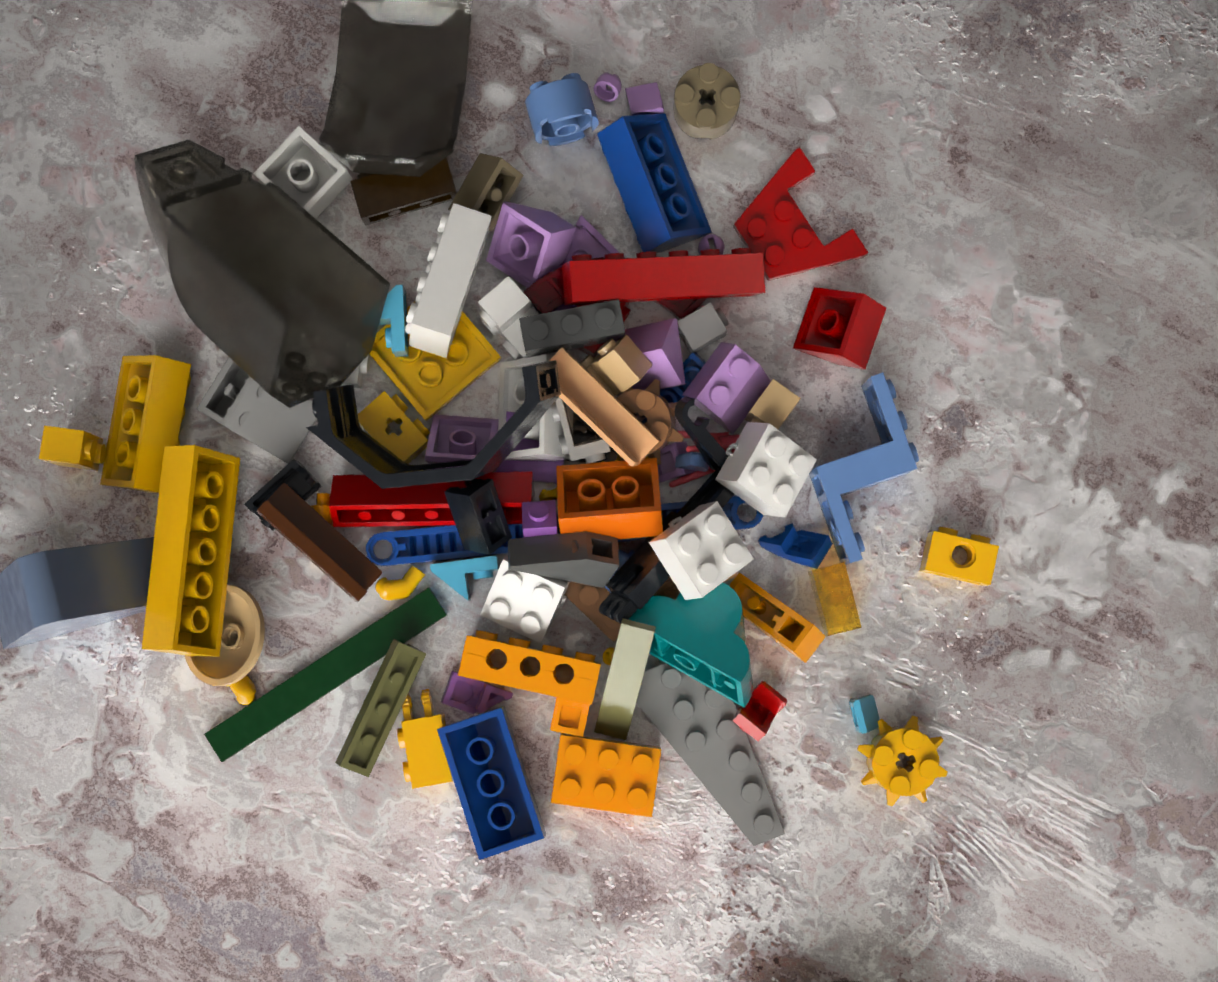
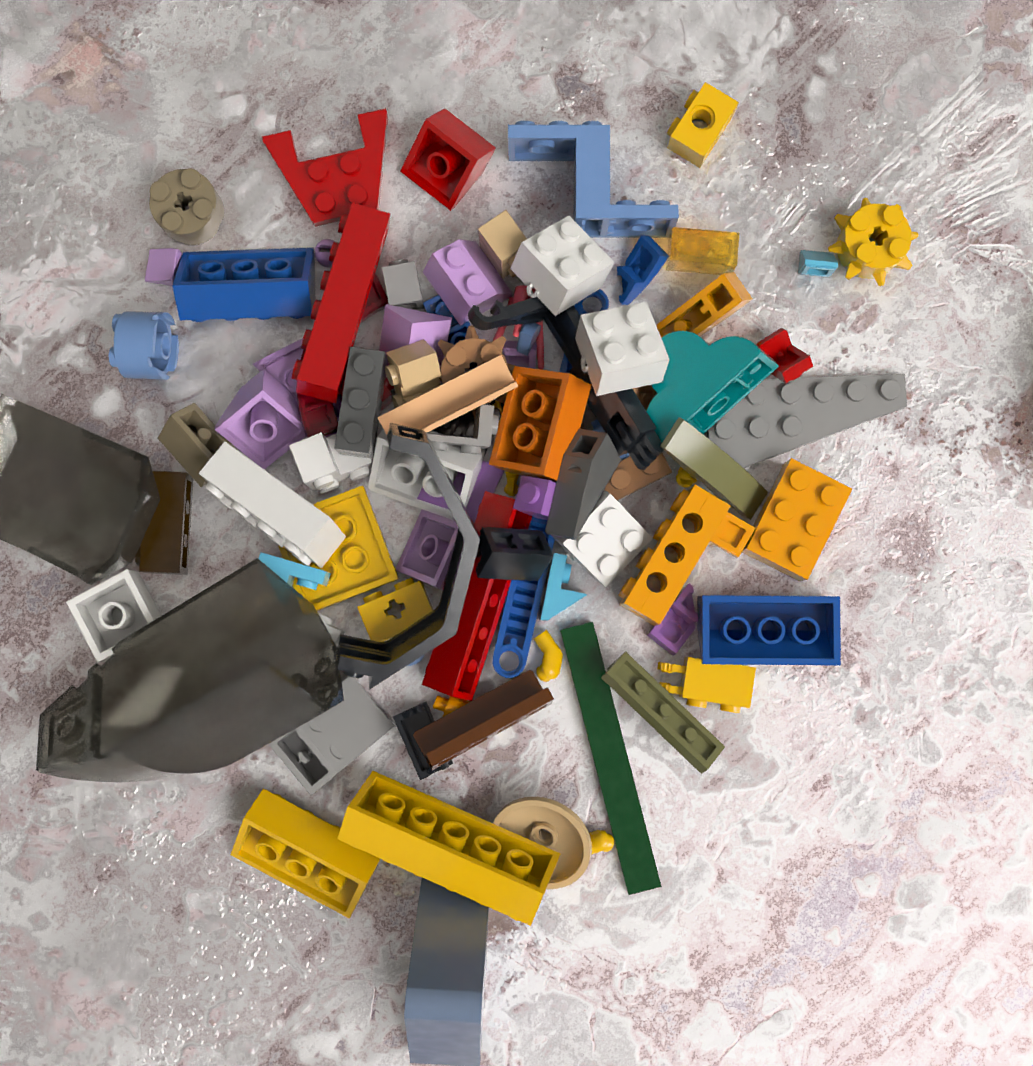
camera: 70 degrees left, 0 degrees up
(72, 448) = (305, 933): yellow brick -> none
(602, 83) = (135, 303): lavender hinge -> none

